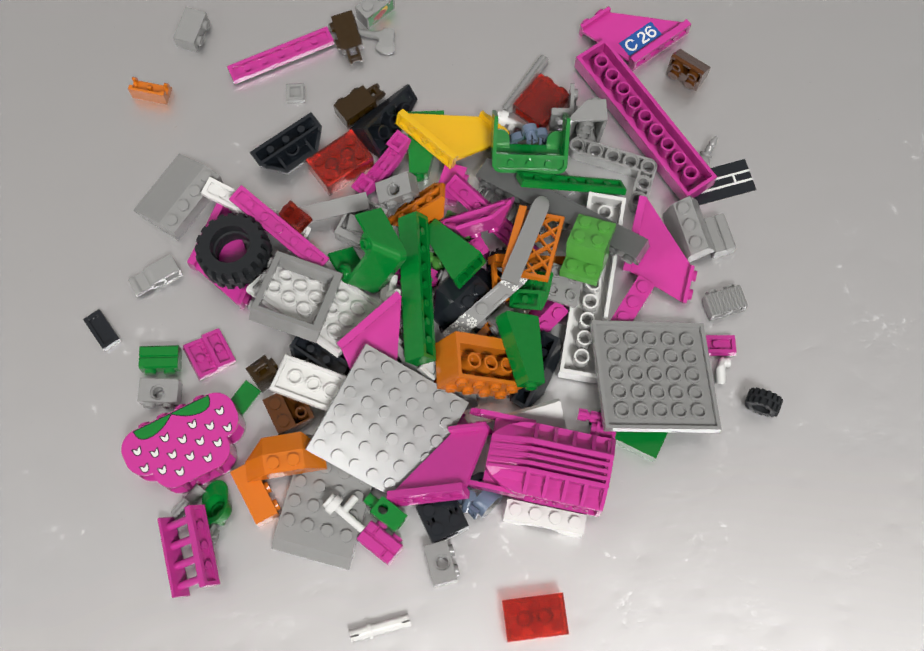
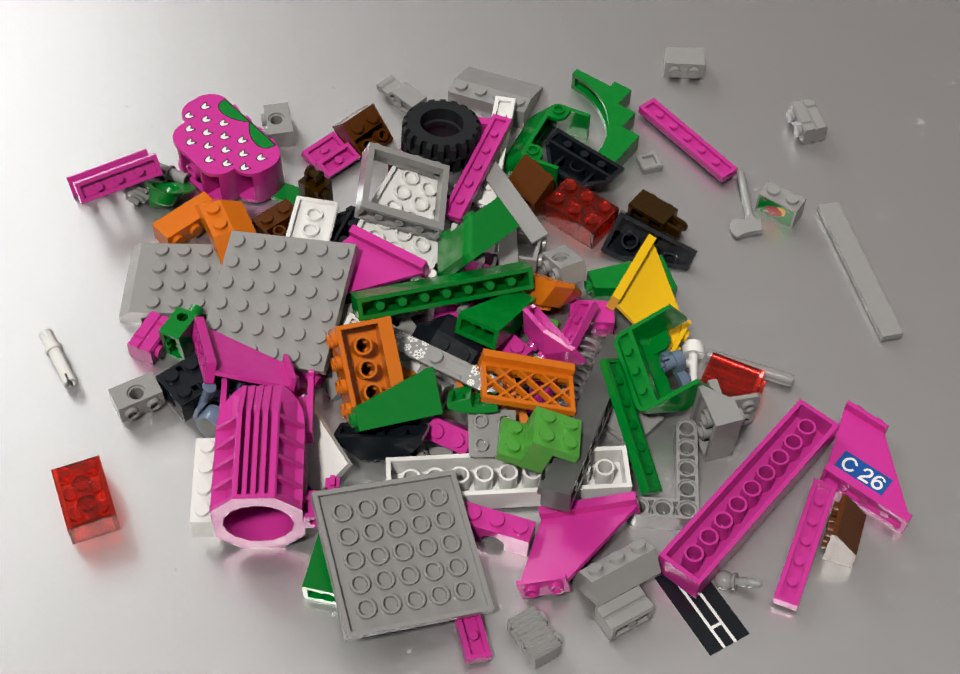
camera: 75 degrees right, 20 degrees down
(102, 330) = (334, 72): black tile -> none
(150, 91) = (602, 48): orange hinge -> none
(160, 359) = (314, 117): green brick -> none
(190, 319) = (363, 127): none -> reddish brown slope
(236, 173) = (527, 142): none -> green windscreen
(243, 103) = (618, 120): none -> green arch
(295, 216) = (495, 175): clear red bracket -> none
(304, 189) = (532, 183): none -> reddish brown slope
(333, 504) = (182, 277): white piece -> none
(348, 35) = (733, 187): dark brown brick -> none
(386, 164) = (591, 254): dark pink slope -> none
(526, 241) = (528, 371): light grey piece -> none
(686, 97) = (804, 545): none -> dark pink plate
(720, 369) = (444, 649): white arm -> none

